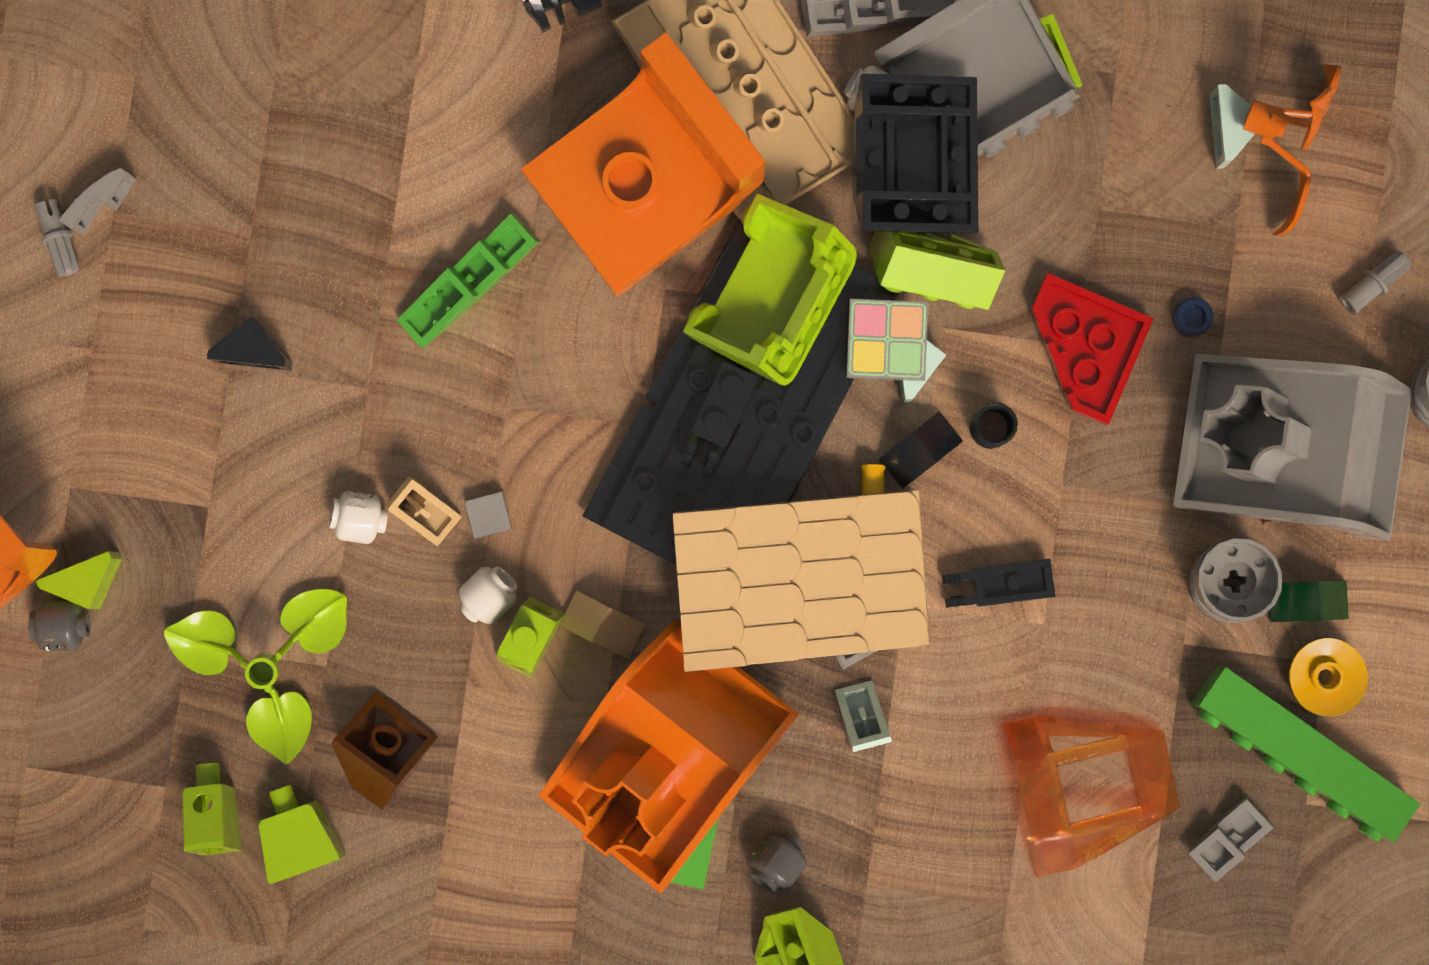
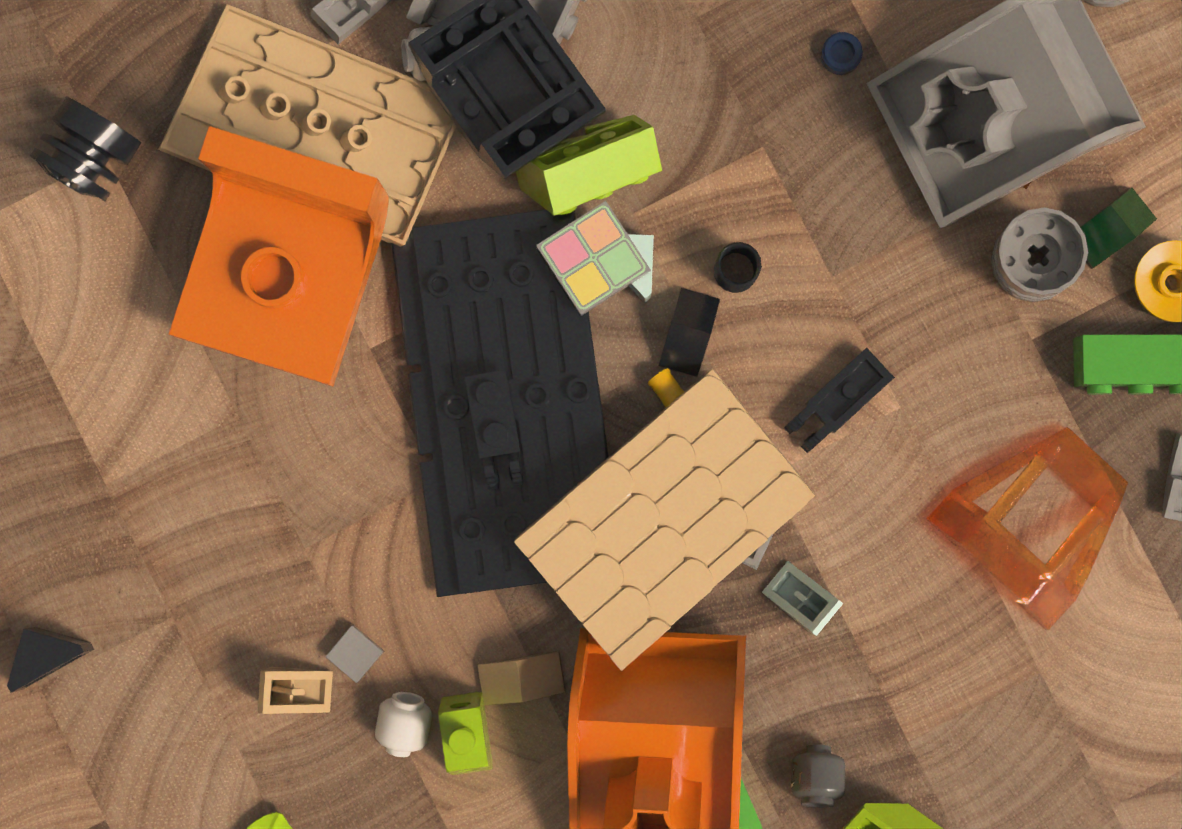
camera: 30 degrees left, 0 degrees up
(357, 517) = (241, 737): white head -> none
(468, 280) = (193, 462): bright green slope -> none
(776, 291) = (467, 283): lime windscreen -> none
(1089, 344) = (770, 139): red plate -> none

